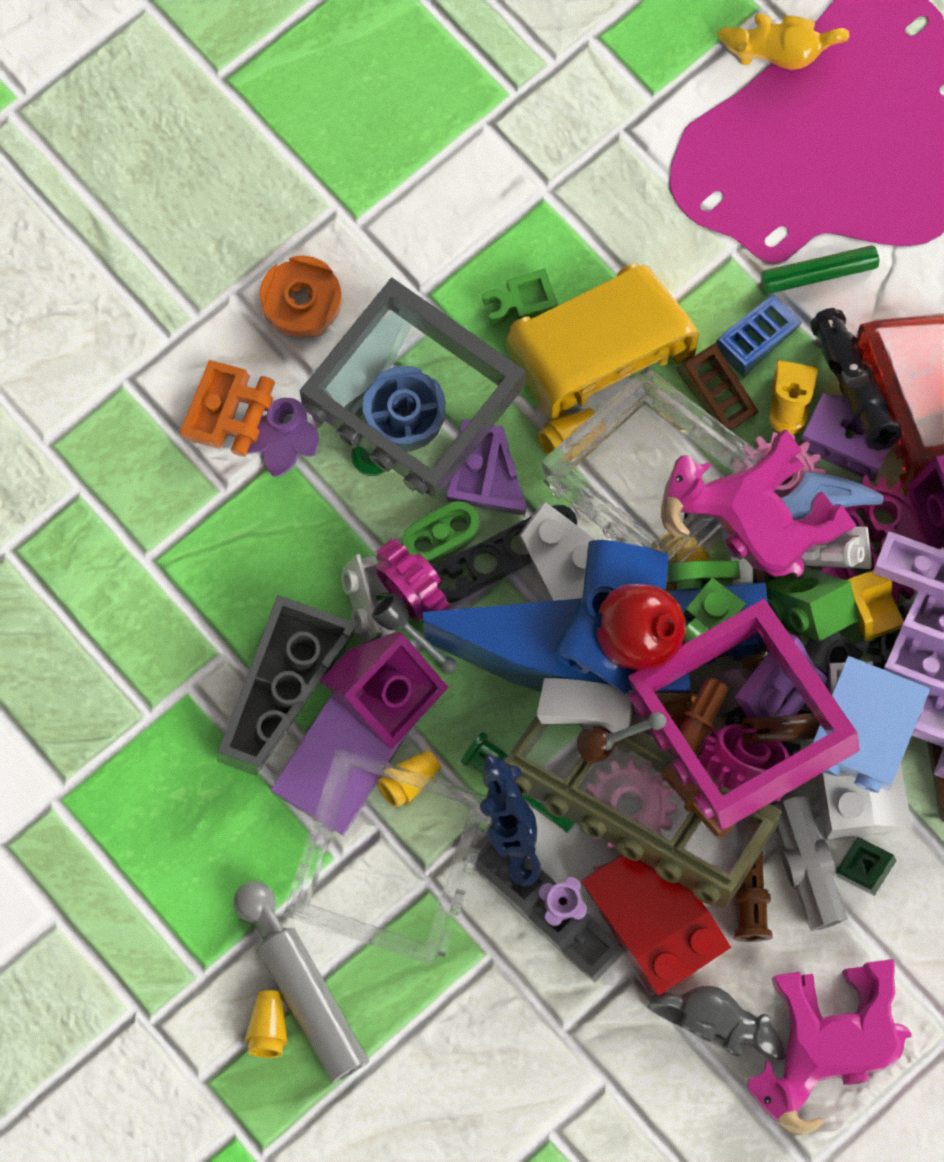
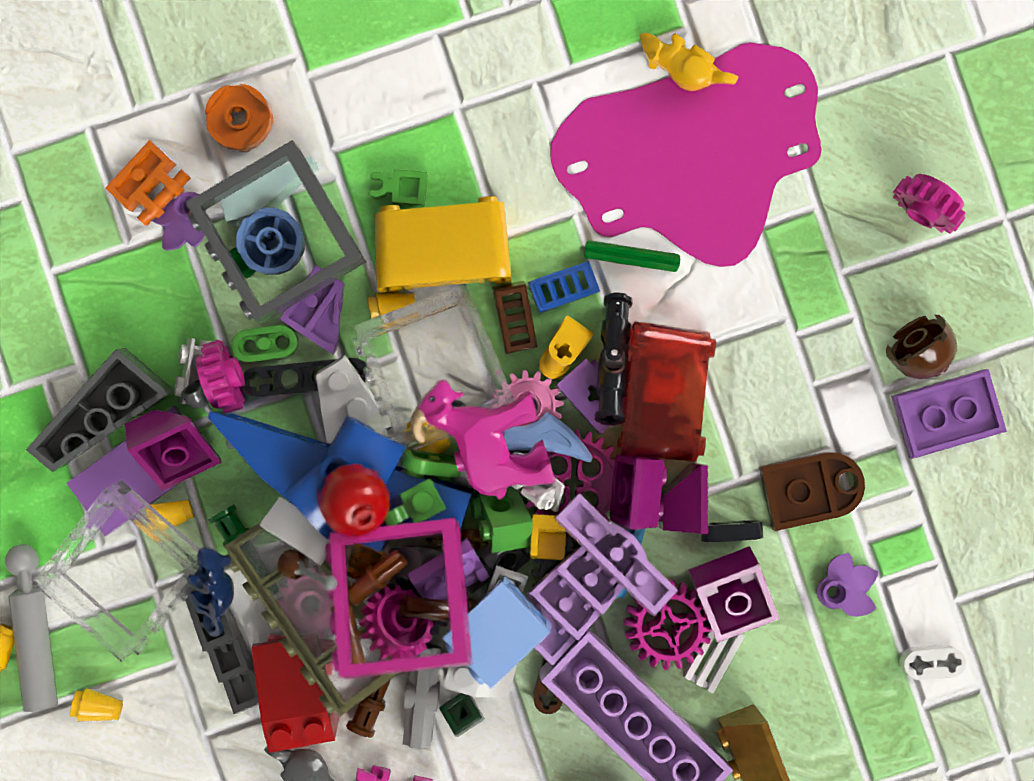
camera: 25 degrees right, 15 degrees up
(417, 1044) = (95, 706): none -> yellow cone
(568, 890) = (227, 664): lavender plate -> none

